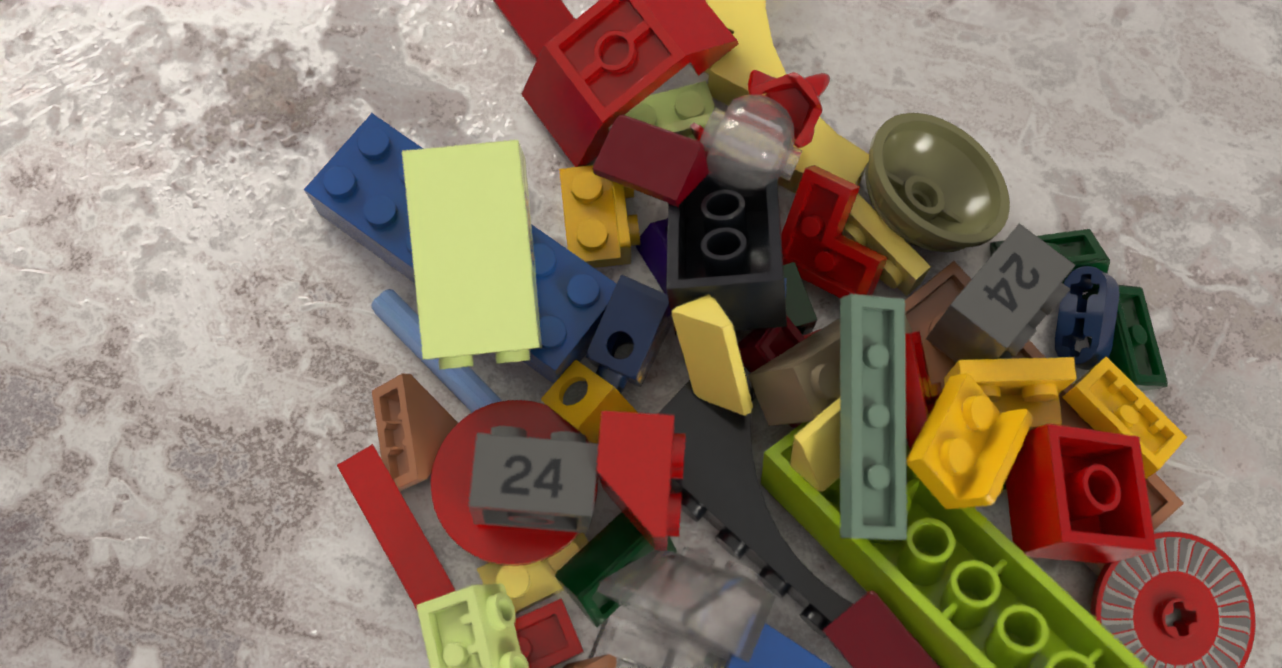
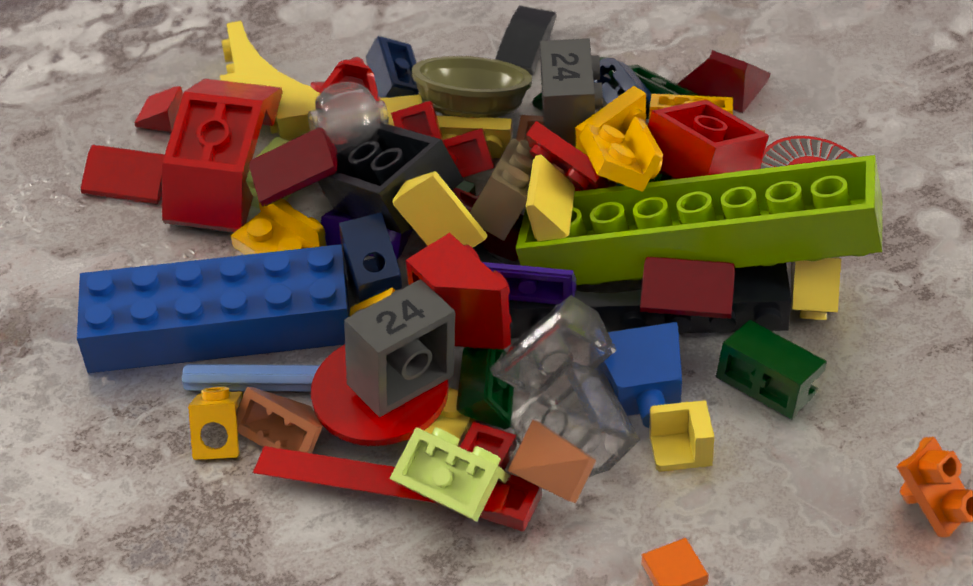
camera: 40 degrees left, 25 degrees down
(362, 368) = (217, 406): none -> yellow bracket
(472, 252) = (235, 264): yellowish green slope -> none
(744, 501) = (536, 283): none -> dark purple slope
(872, 418) = (559, 167): sand green plate -> none
(893, 85) = (392, 67): none -> dark blue slope
(1057, 158) = (523, 37): none -> black slope
(1214, 399) = (727, 78): none -> dark red slope

